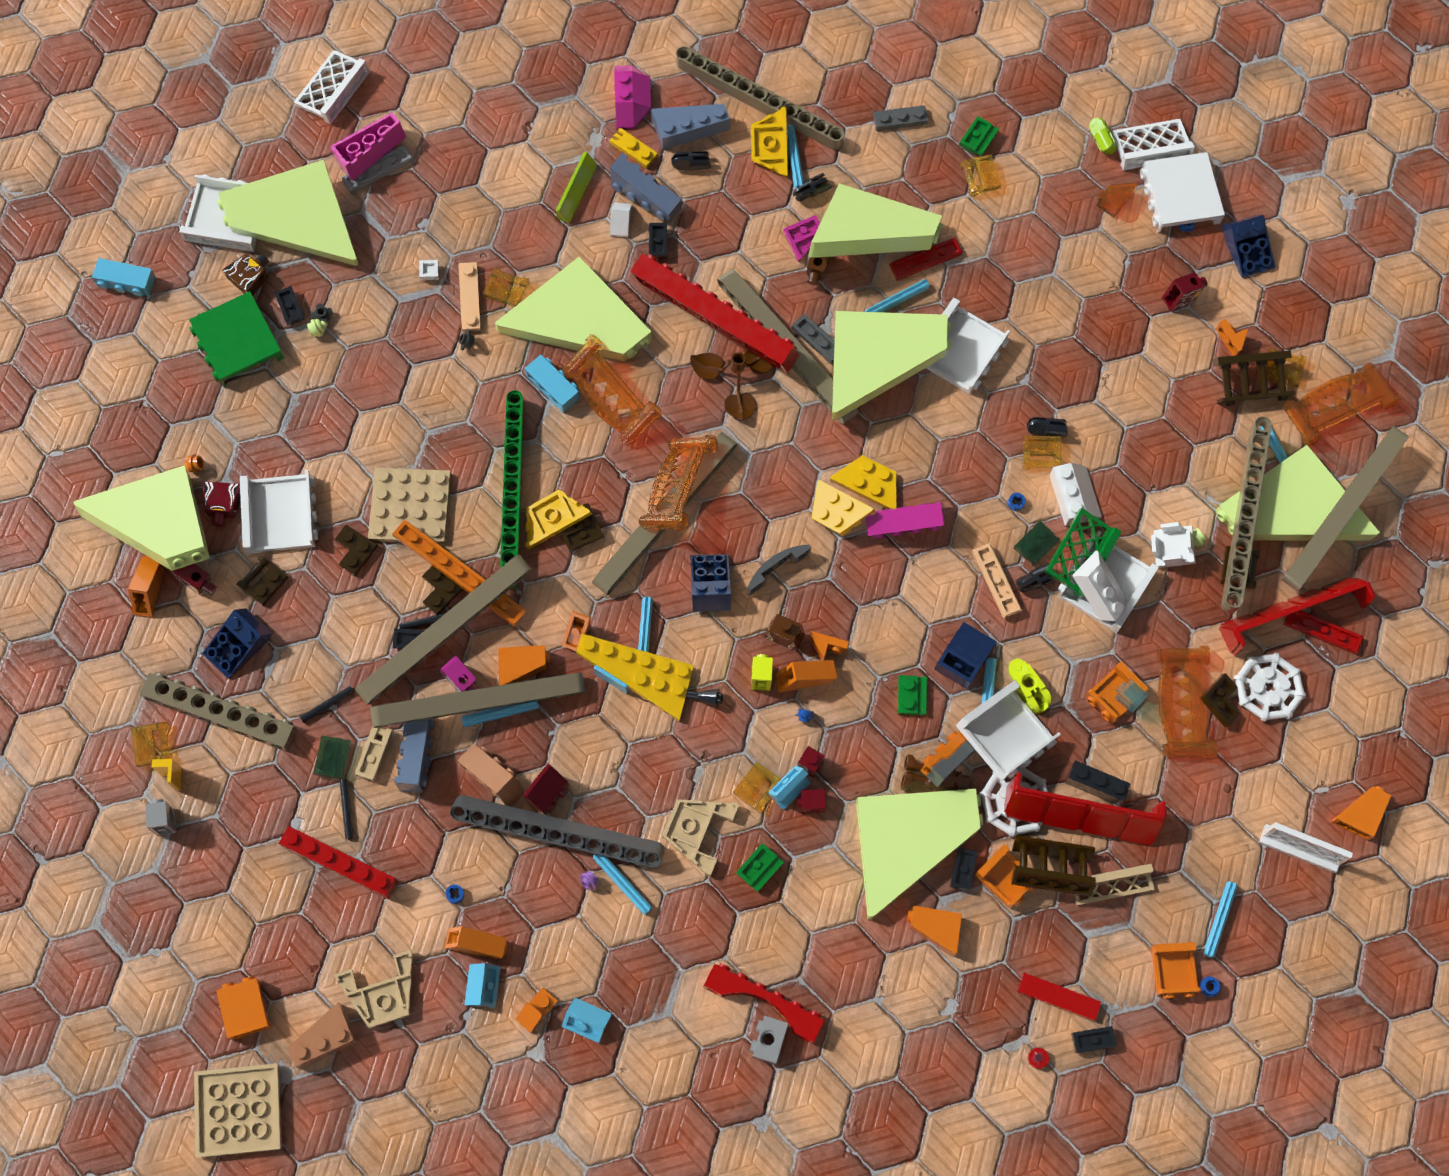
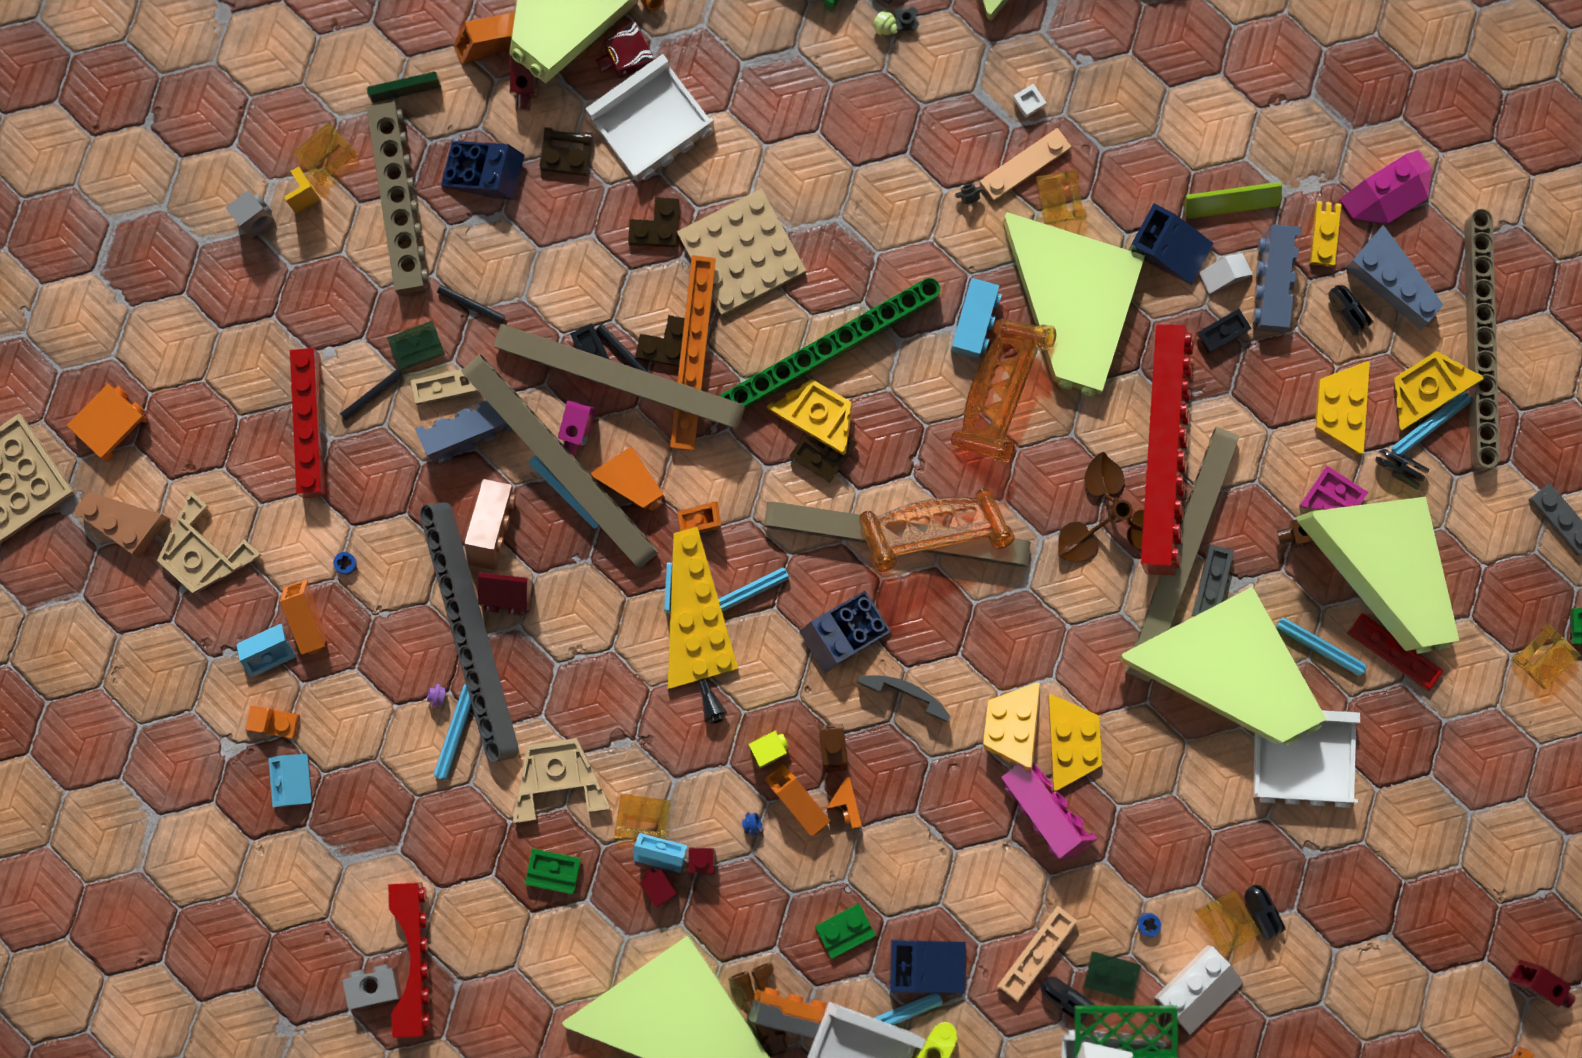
camera: 65 degrees right, 10 degrees up
(141, 663) = (403, 87): none -> dark green tile
(580, 238) = (1171, 244): none -> dark blue slope
(751, 200) = (1343, 406): none -> yellow wing

